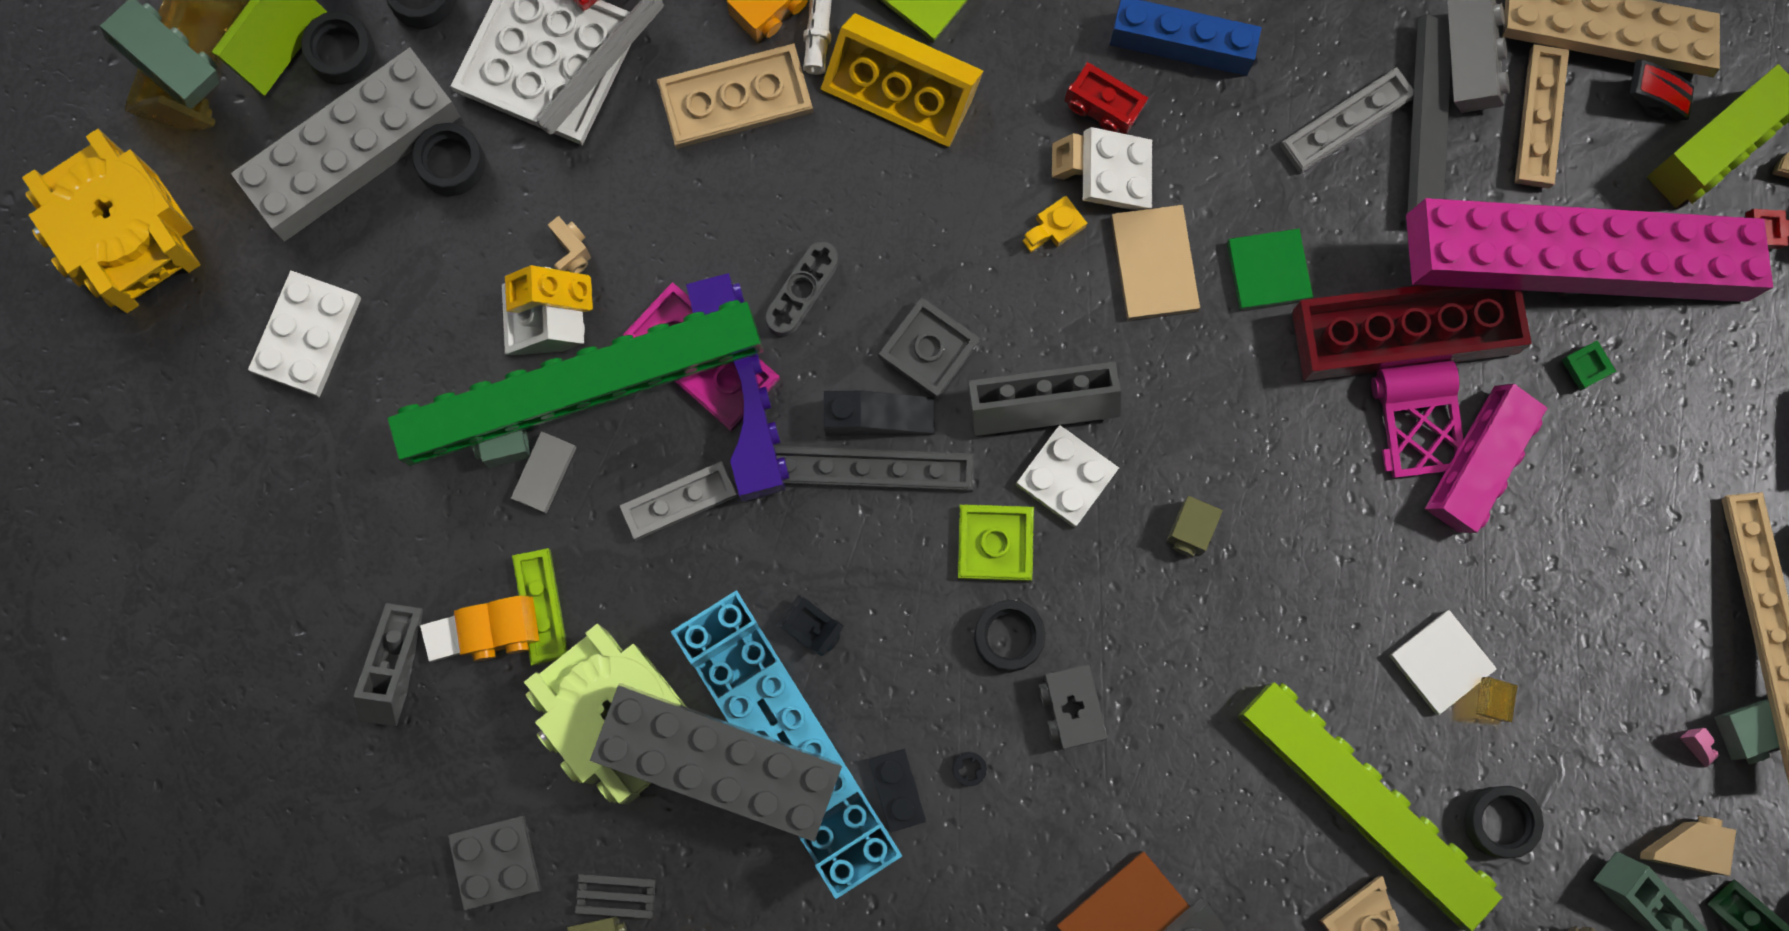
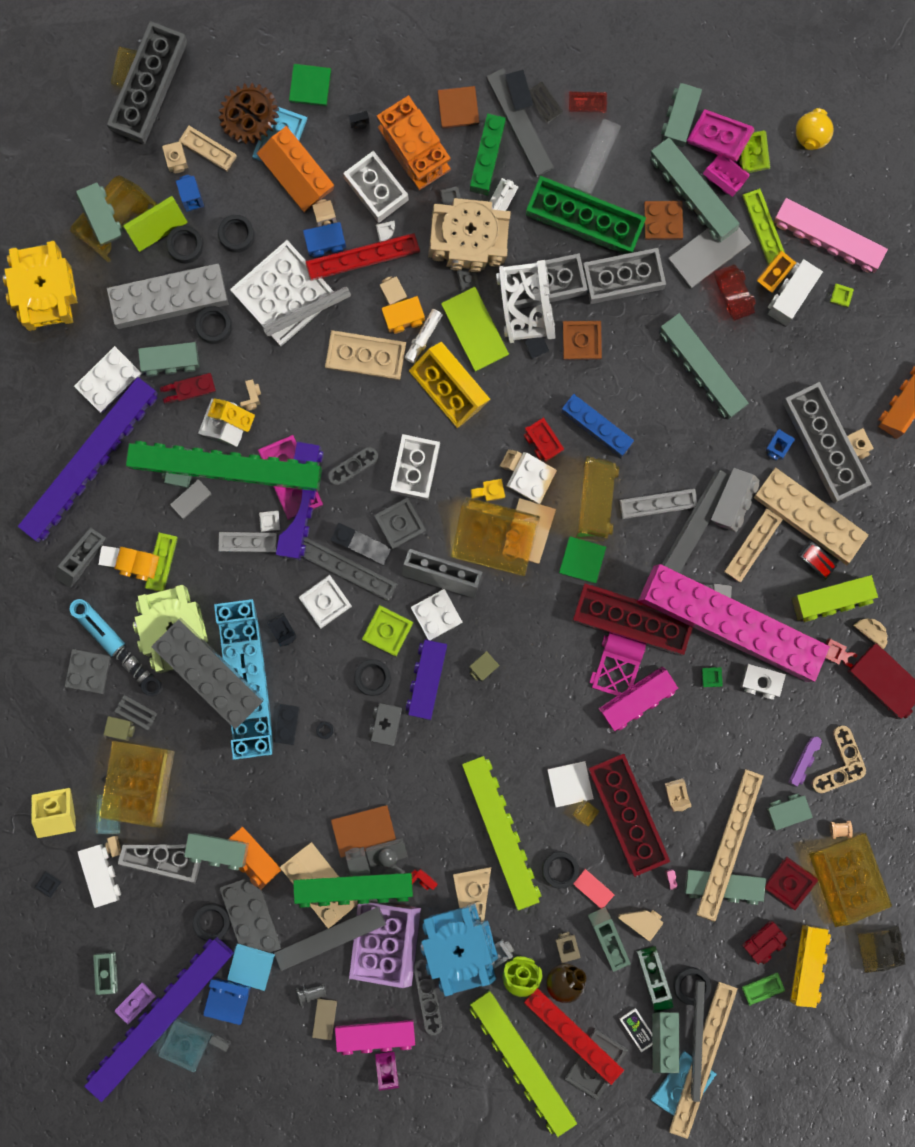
camera: 25 degrees right, 5 degrees up
(328, 488) = (88, 459): none -> dark purple brick
(395, 249) = (169, 359): none -> sand green brick
(455, 285) = (190, 388): none -> dark red hinge
(521, 793) = (114, 646): none -> piece
(700, 448) = (269, 521): none -> white tile
(862, 542) = (325, 601): none -> white tile
(911, 239) = (415, 467): none -> white brick
(1105, 295) = (495, 536): none -> clear yellow slope
(1107, 595) = (427, 679): none -> dark purple brick
(1252, 148) = (597, 499): none -> clear yellow windscreen
(1576, 668) = (628, 815): none -> dark red brick
(1578, 829) = (593, 889): none -> coral tile
(1637, 594) = (677, 795): none -> tan bracket
(1695, 321) = (774, 681): none -> white brick

